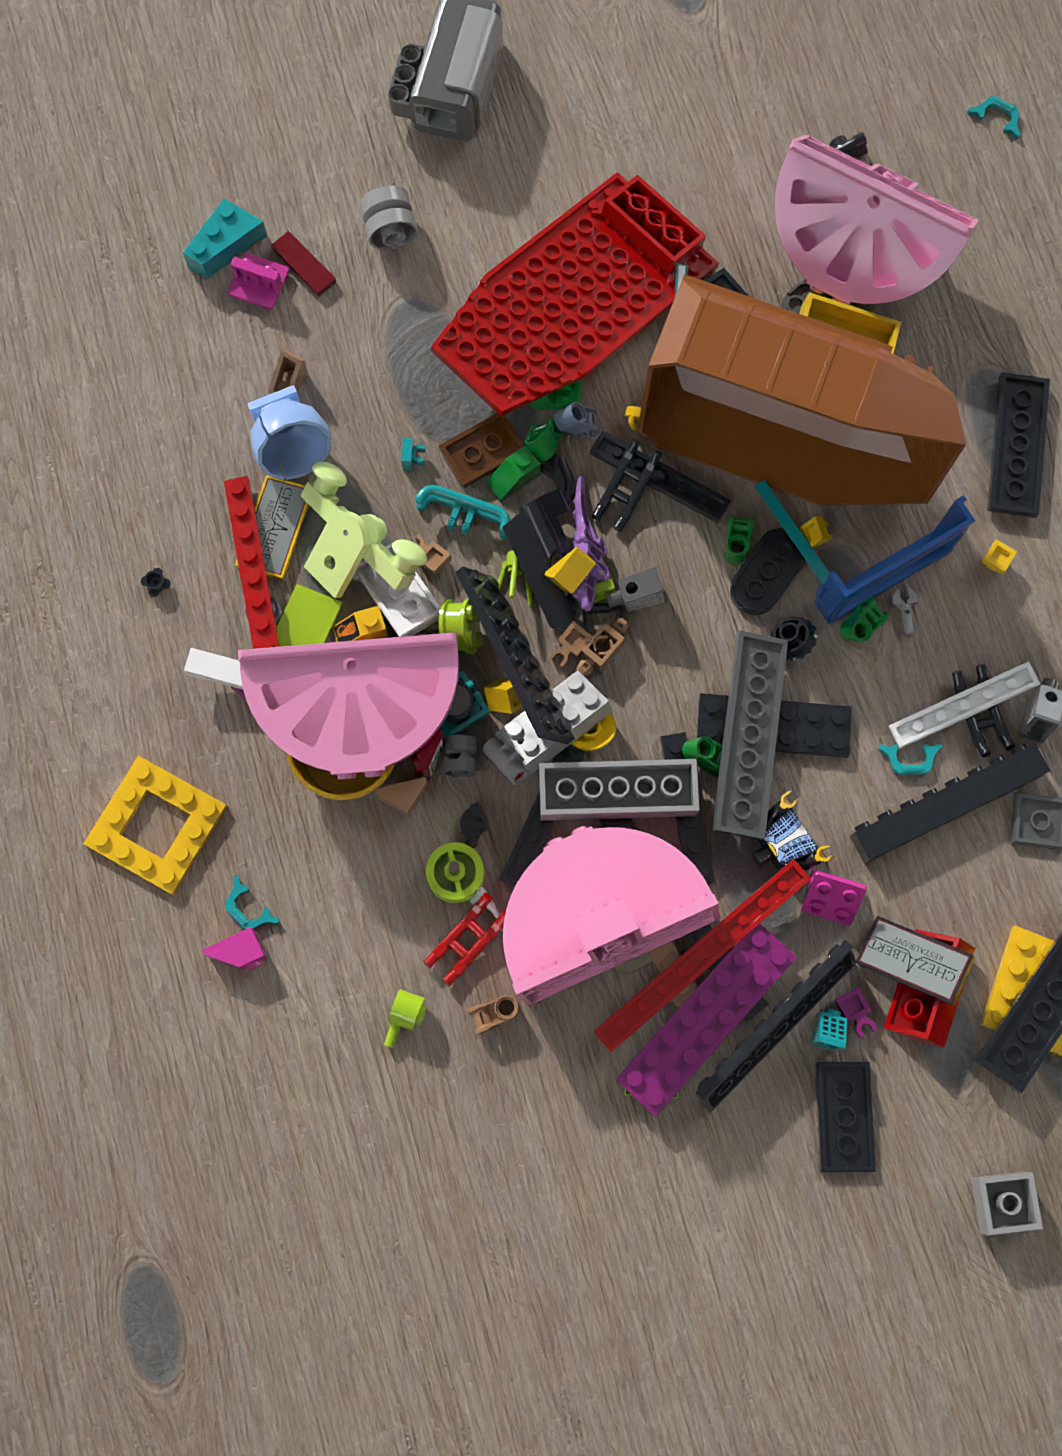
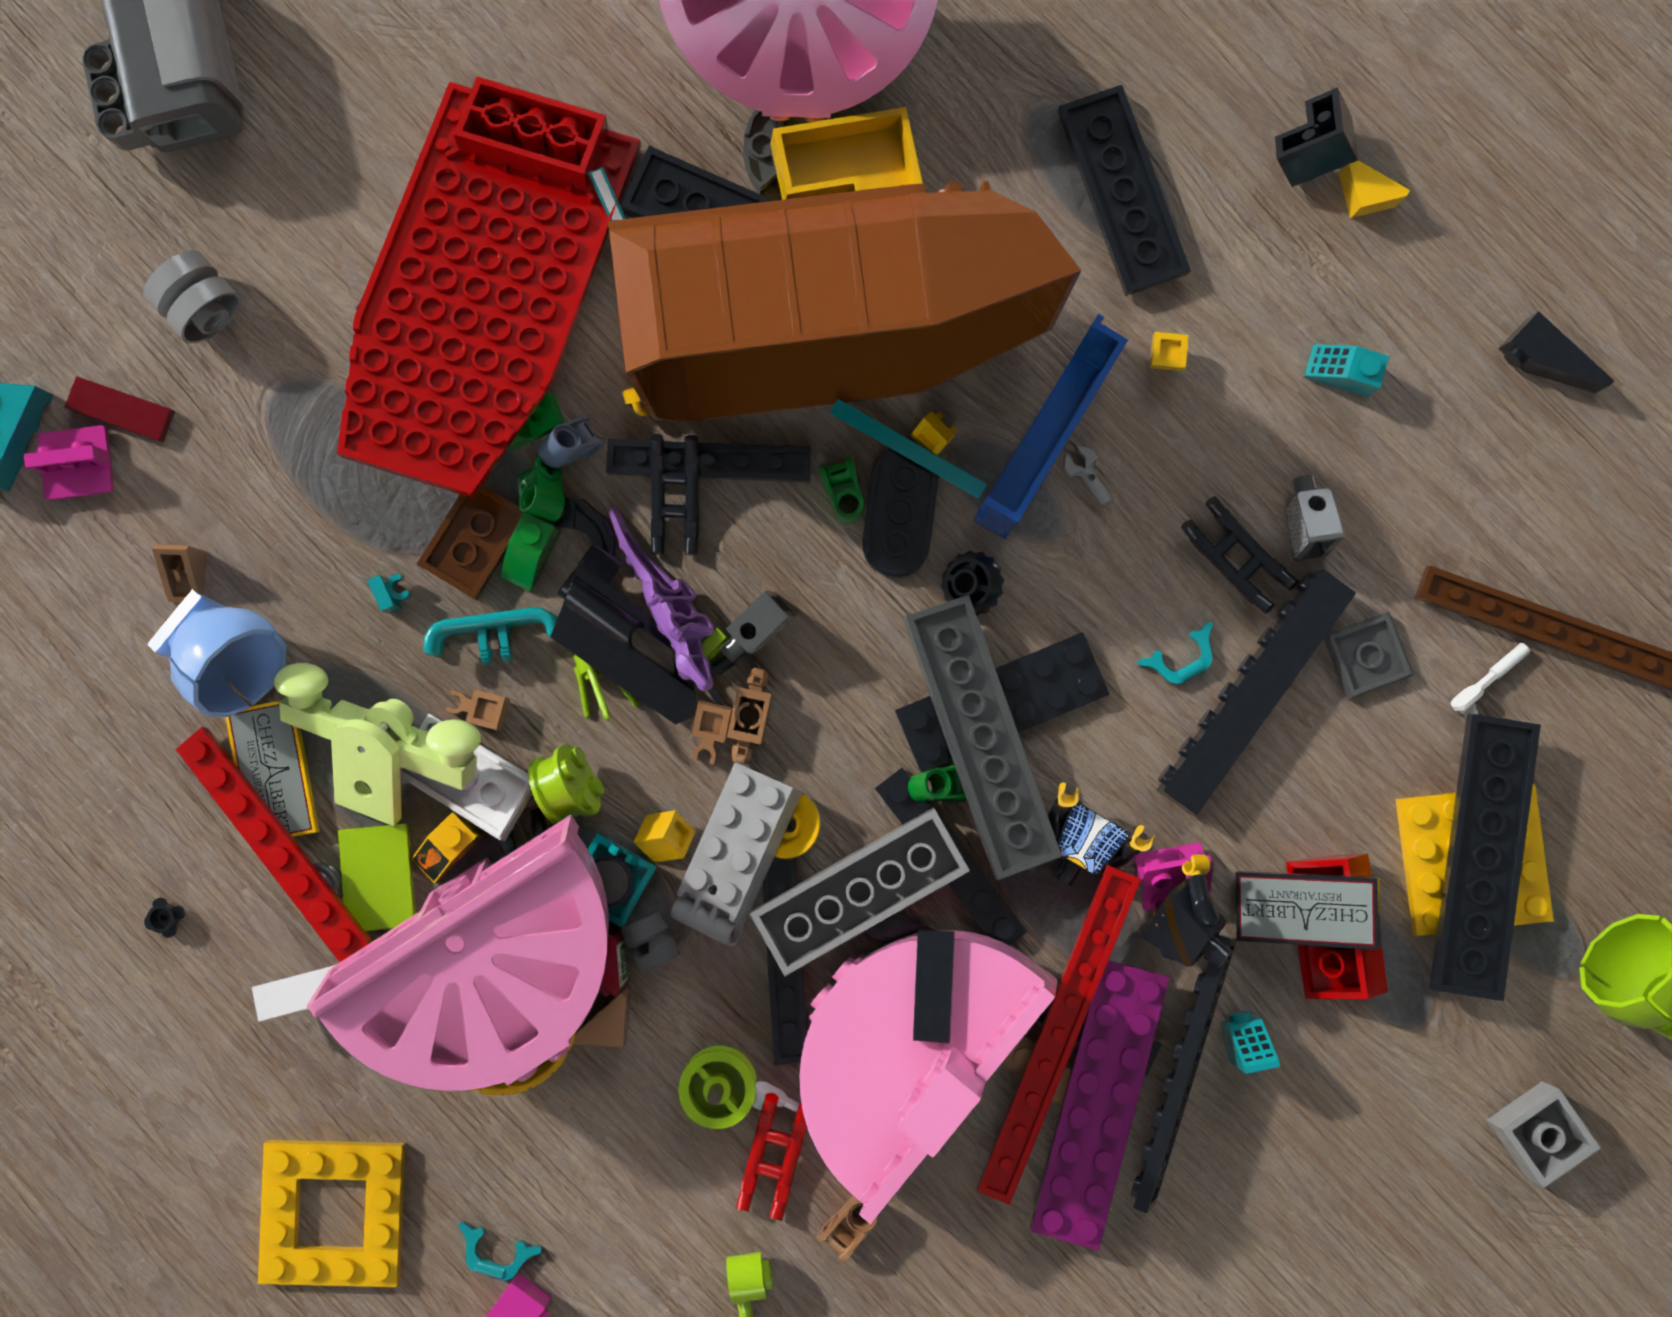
camera: 25 degrees left, 10 degrees up
(473, 825) = (708, 1013): black piece -> none
(515, 656) = (651, 794): black plate -> none
(571, 570) = (663, 652): yellow slope -> none
(639, 864) = (934, 986): none -> black tile
(830, 918) = (1188, 920): none -> black torso
(845, 1117) = (1311, 1126): black tile -> none
(854, 1007) = (1263, 996): magenta plate -> none
(866, 618) = (1046, 516): green piece -> none
(964, 705) = (1215, 561): white tile -> none

